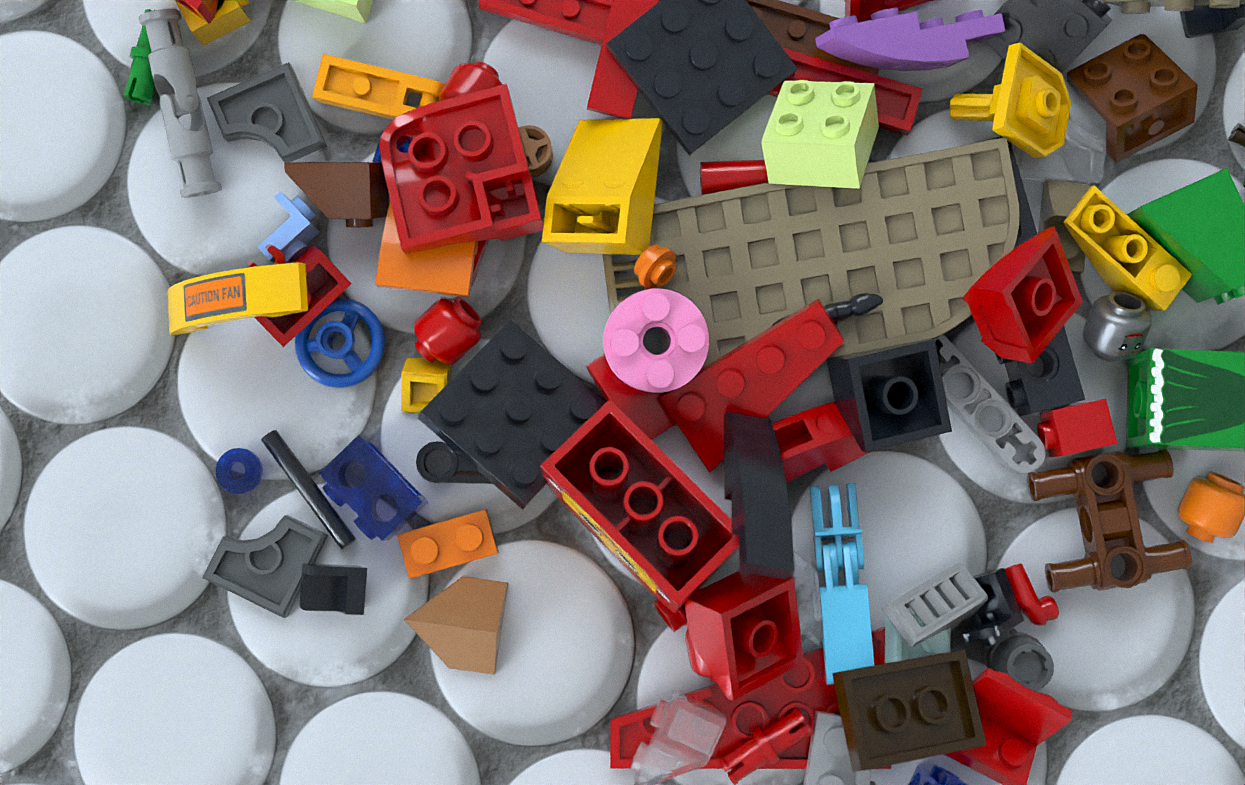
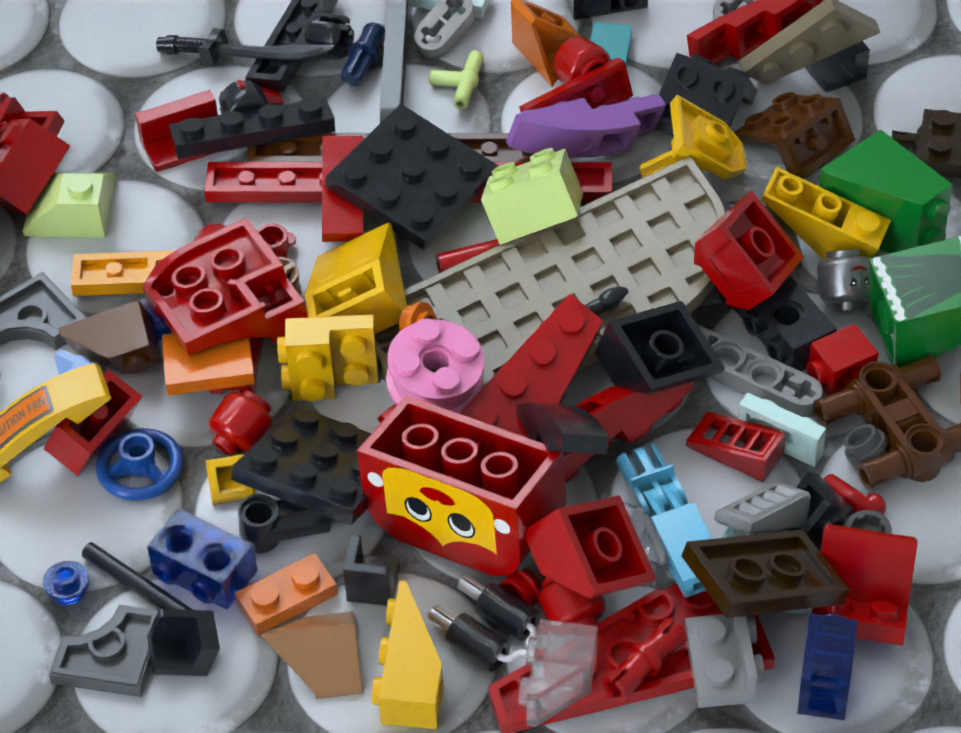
camera: 15 degrees left, 35 degrees down
(531, 79) = (277, 238): none -> red plate
(533, 552) = (369, 577): none -> black panel
(536, 281) = (327, 354): none -> yellow plate
(544, 682) = (412, 672): none -> yellow slope
(614, 655) = (478, 640): none -> black piece
(975, 509) = (750, 462): none -> red slope
(1000, 508) = (803, 435): none -> light aqua plate
(1061, 527) = (864, 443): none -> dark grey plate

